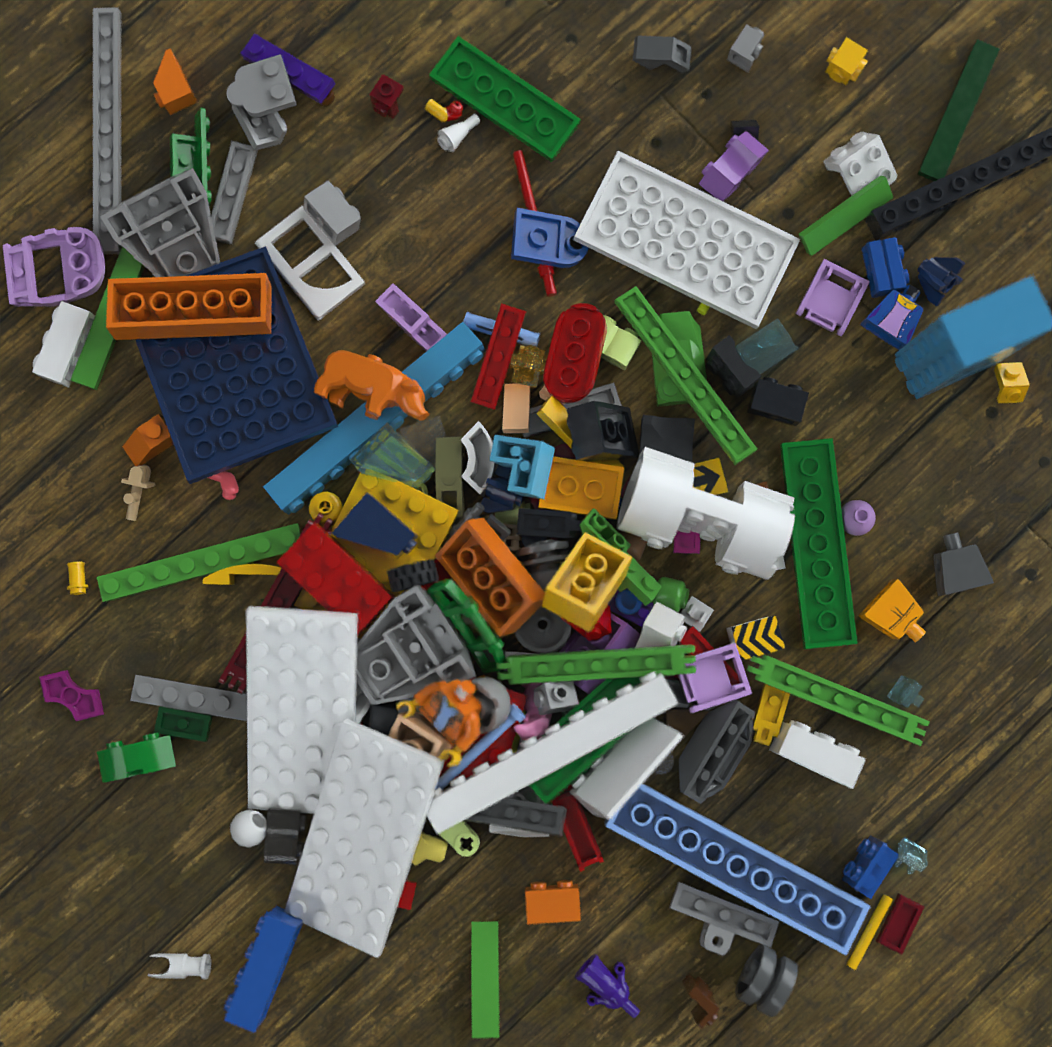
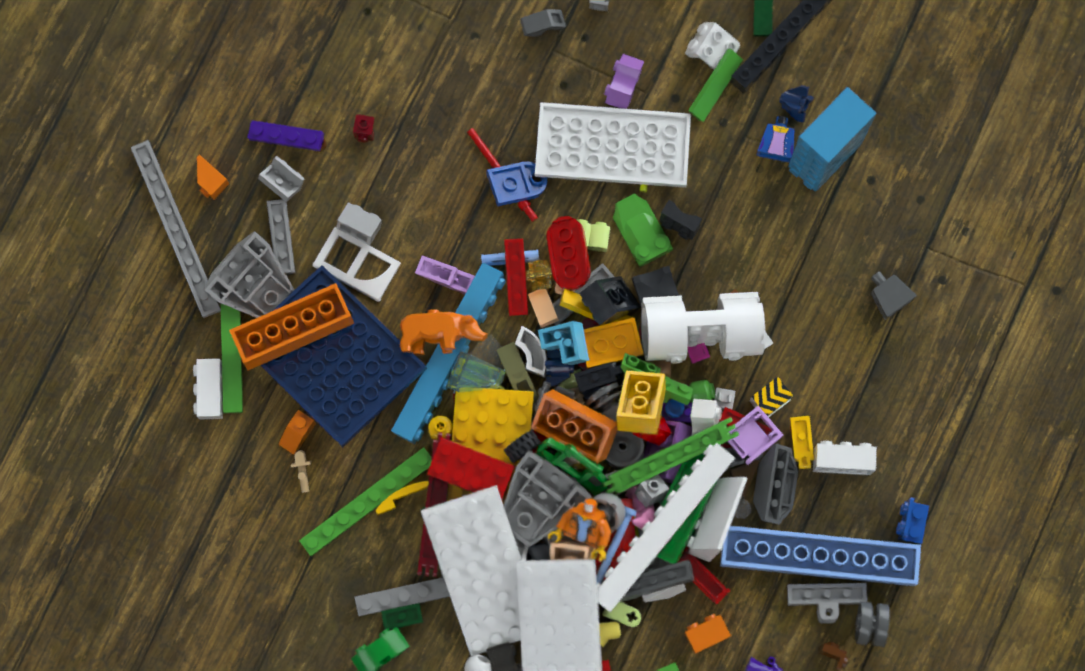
camera: 20 degrees left, 5 degrees down
(76, 578) = (285, 547): yellow pin -> none
(80, 701) = (305, 628): magenta tile -> none
(81, 263) = (198, 329): lavender slope -> none
(192, 151) = (243, 220): green bracket -> none
(228, 484) = (364, 440): coral arm -> none
(262, 87) = (276, 156): light grey plate -> none
(376, 527) = (484, 424): dark blue slope -> none
(446, 113) = (409, 123): arm -> none
(451, 136) = (420, 137): white cone -> none
(504, 98) = (446, 97): green plate -> none
(685, 376) = (650, 238): bright green tile -> none
(709, 477) = (695, 301): sticker -> none
(741, 126) = (620, 50): black slope -> none
(766, 347) = (698, 197): clear light blue plate -> none
(778, 401) = (721, 231): black brick -> none
(819, 544) = (788, 317): green plate -> none
(830, 303) = (729, 149): lavender container -> none
(838, 698) = (844, 416): bright green hinge -> none
(858, 517) = (808, 288): lavender brick -> none
(869, 932) = (930, 566): yellow bar -> none
(885, 267) = (756, 109): blue brick -> none
(894, 612) = (859, 343): light orange torso -> none
(900, 924) = (949, 552): dark red tile -> none
(906, 692) = (889, 394): clear light blue tile -> none
(912, 855) = (937, 501): clear light blue tile -> none
(1012, 382) = (875, 154): yellow bracket -> none

